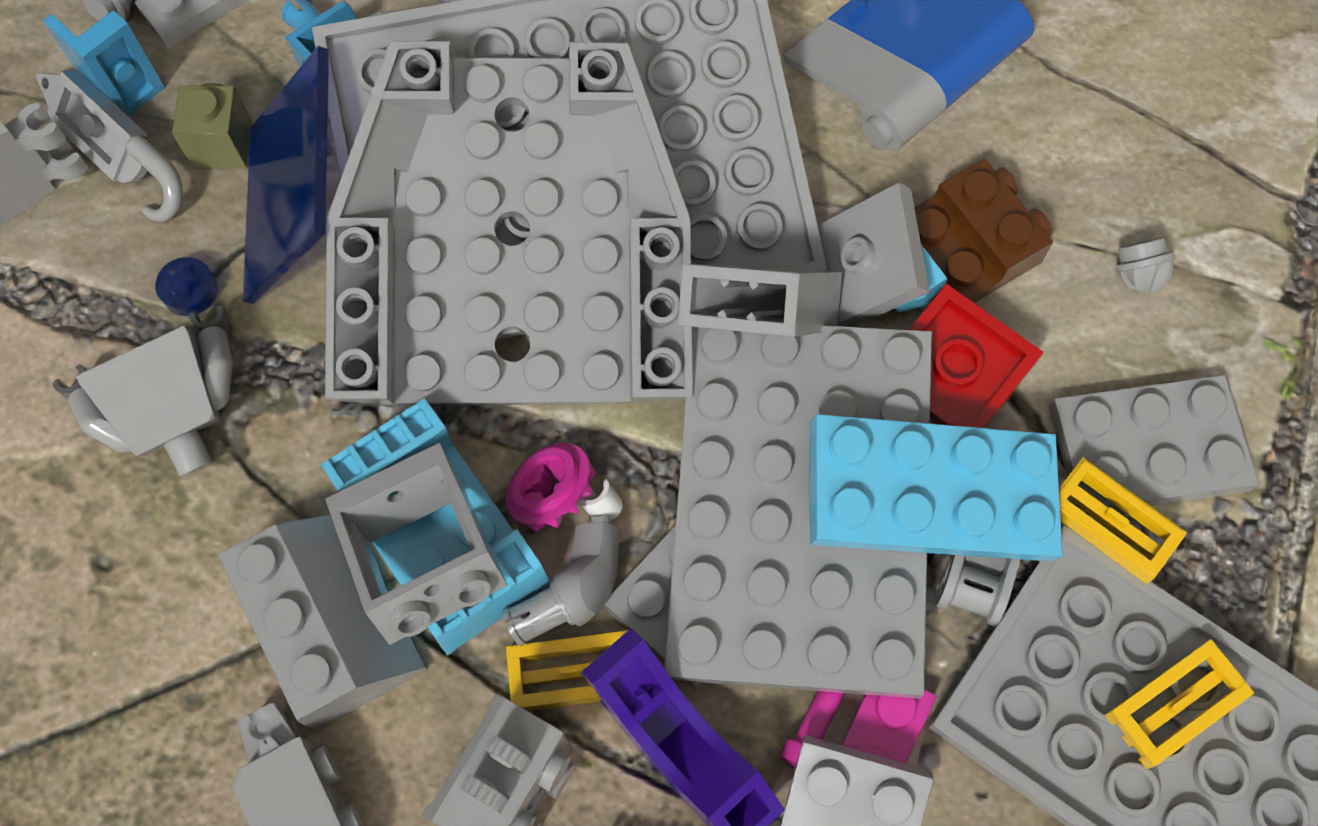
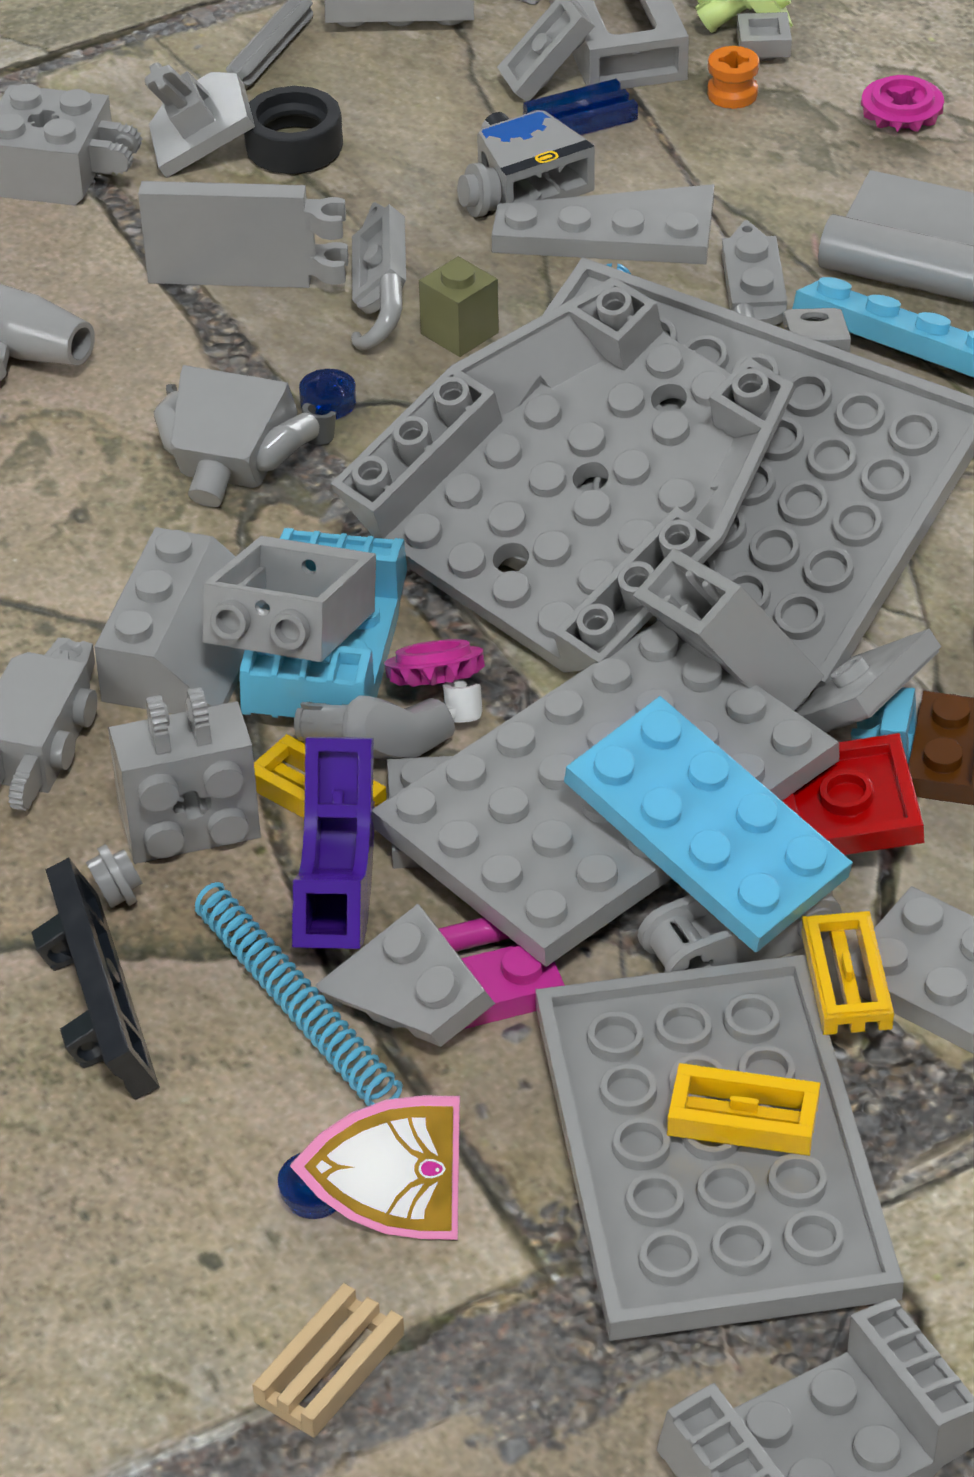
camera: 45 degrees right, 25 degrees down
(110, 60) = (430, 218): dark azure panel -> none
(287, 177) = (480, 338): clear blue piece -> none

